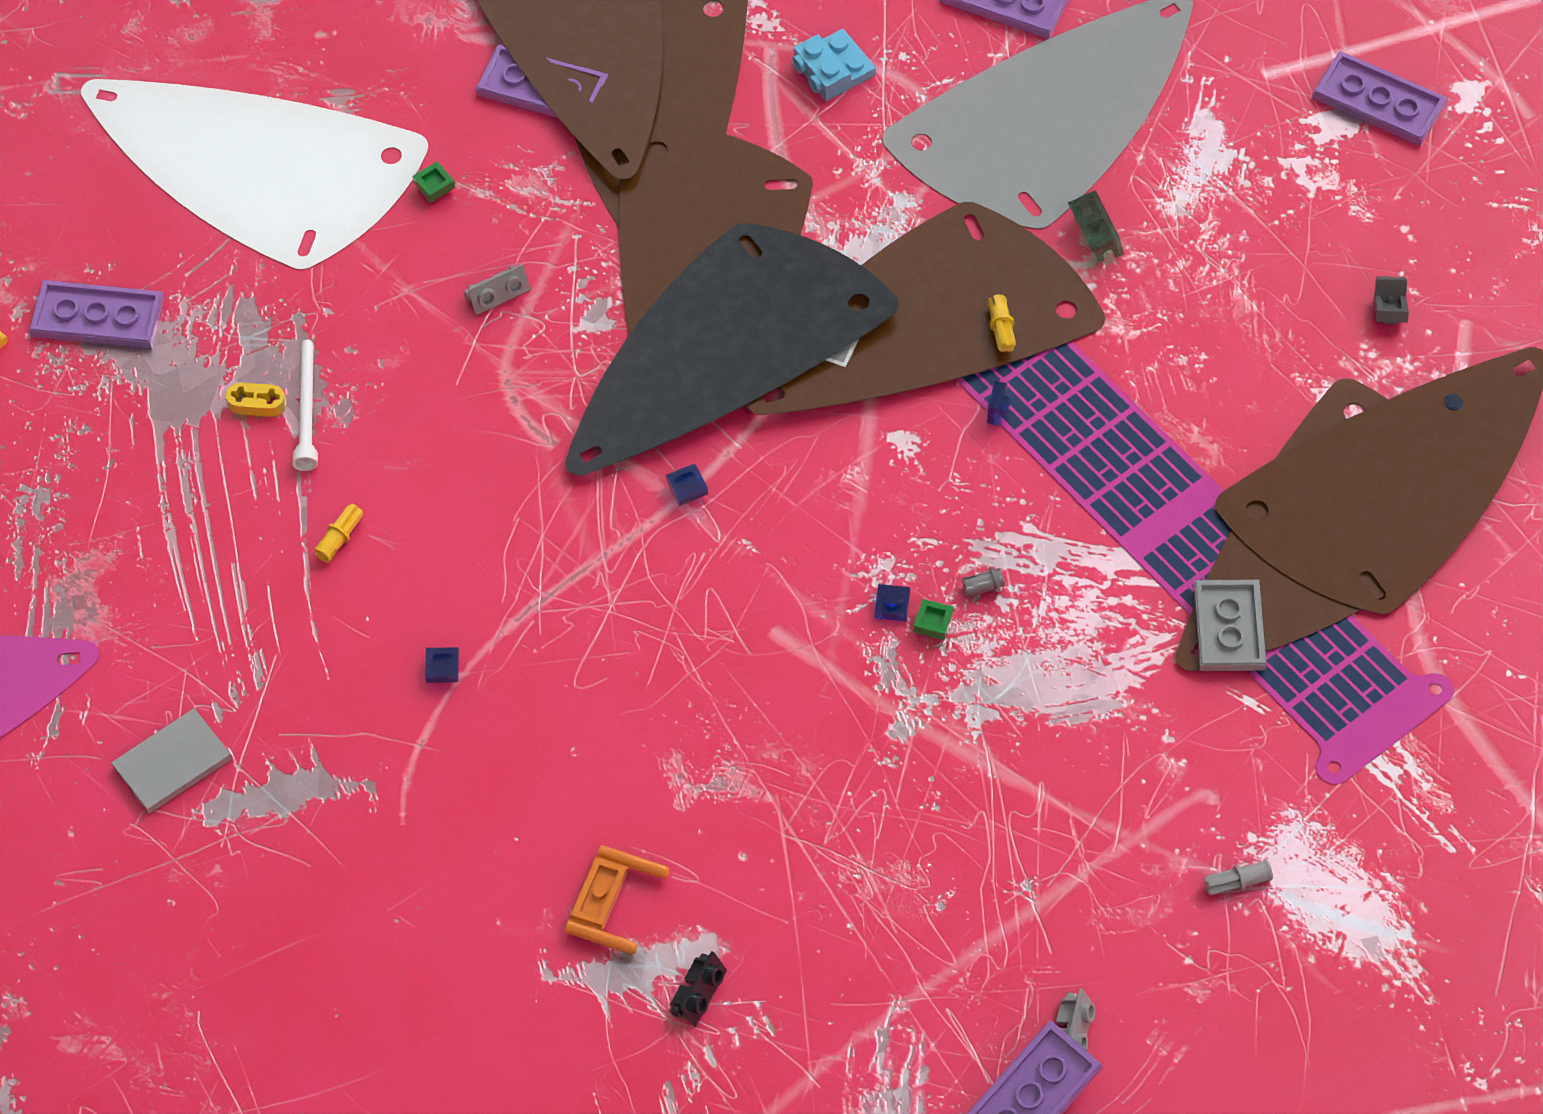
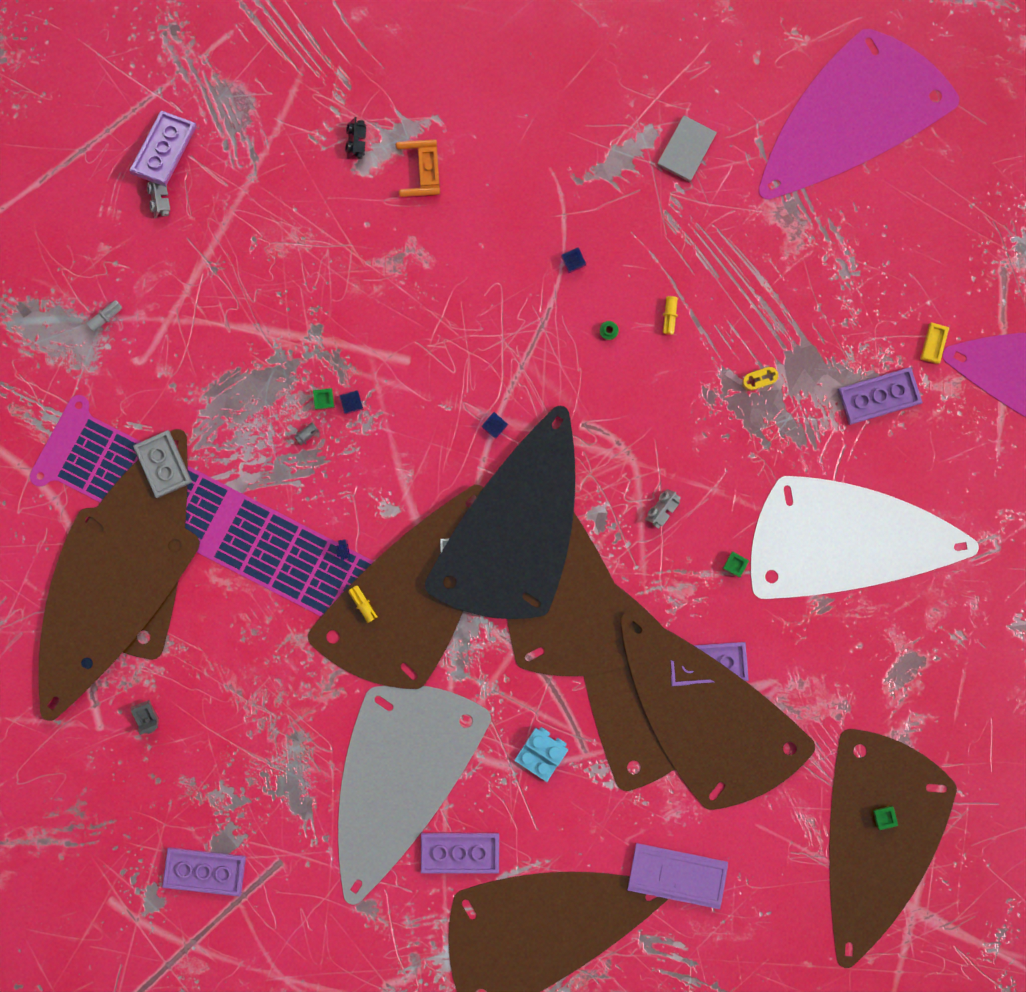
camera: 150 degrees right, 25 degrees up
(305, 455) = (714, 355): white piece -> none
(446, 555) = (609, 336): none -> green plate
(1096, 225) = (335, 697): hinge -> none

